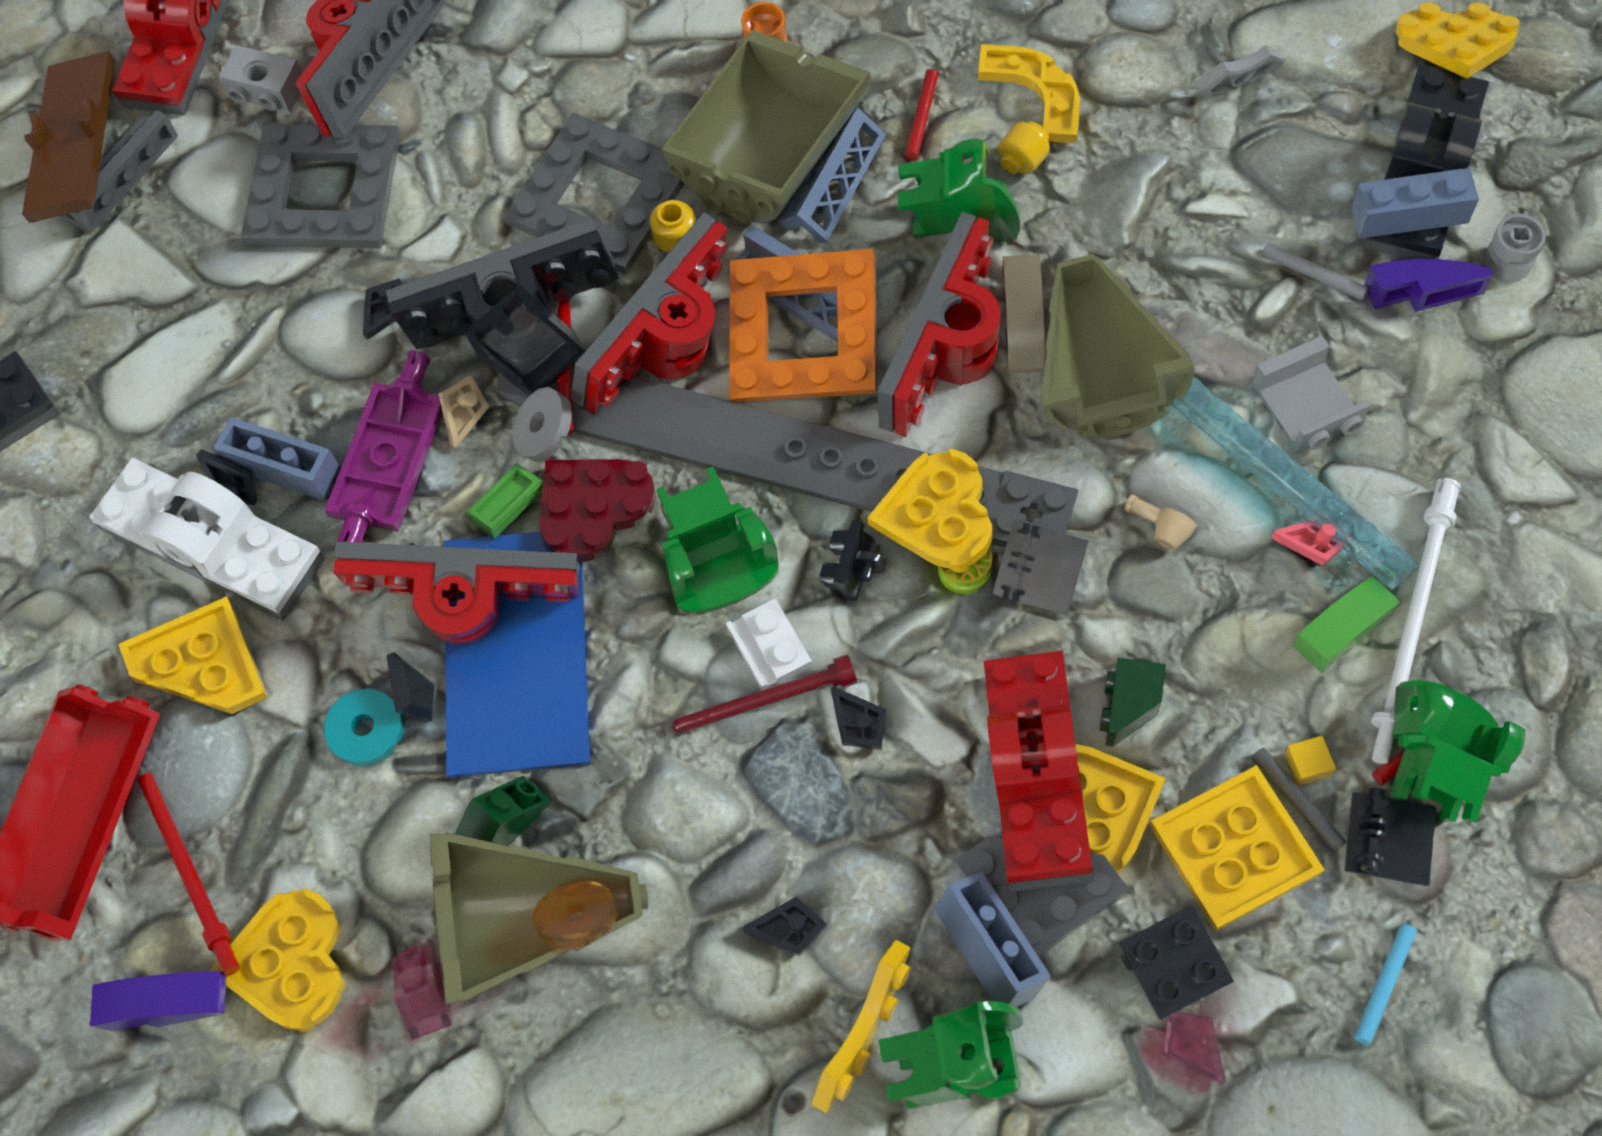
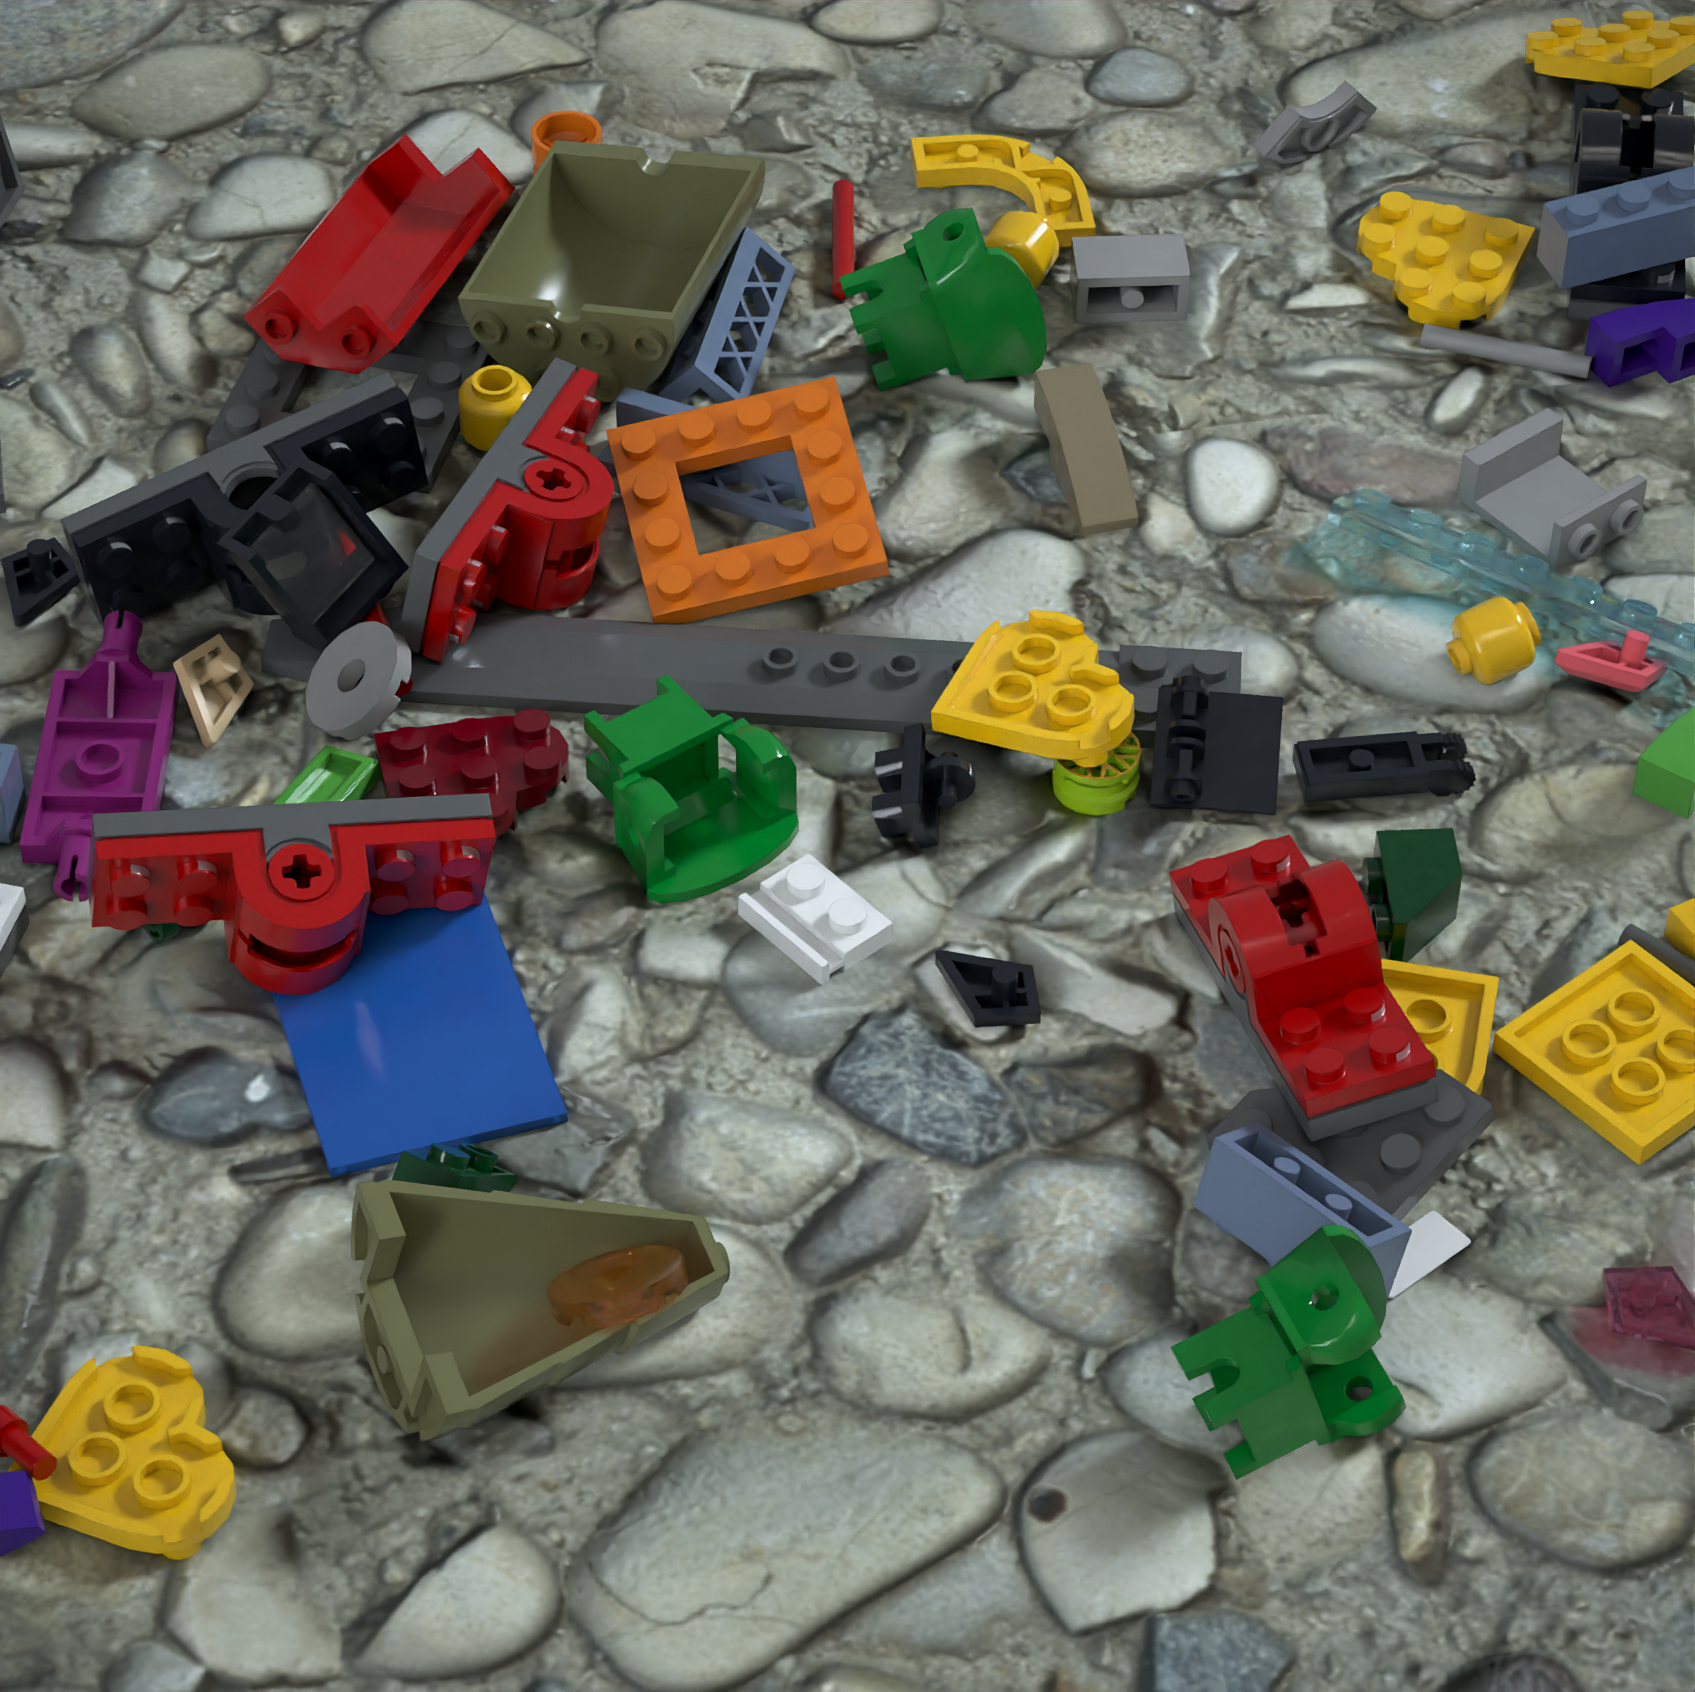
camera: 20 degrees left, 20 degrees down
(348, 712) = (164, 1098): teal tile -> none
(411, 689) = (242, 1054): black piece -> none
(420, 991) = (380, 1449): clear pink slope -> none
(629, 99) = (377, 258): none -> red panel
(787, 927) = (964, 1269): black piece -> none
(837, 673) = (945, 929): dark red piece -> none
(878, 1006) = (1124, 1406): yellow plate -> none
(947, 330) = (979, 466): red piece -> none
(1067, 963) = (1429, 1246): none -> white sticker
(1088, 178) = (1129, 278): none -> light grey brick
(1107, 355) = (1241, 476): olive cone -> none
(1140, 594) = (1382, 766): none -> black hinge
(1171, 525) = (1400, 672): tan bar -> none
(1175, 962) = (1591, 1200): black hinge -> none
(1237, 511) = (1493, 640): none -> yellow head
(1296, 189) = (1443, 258): none -> yellow plate

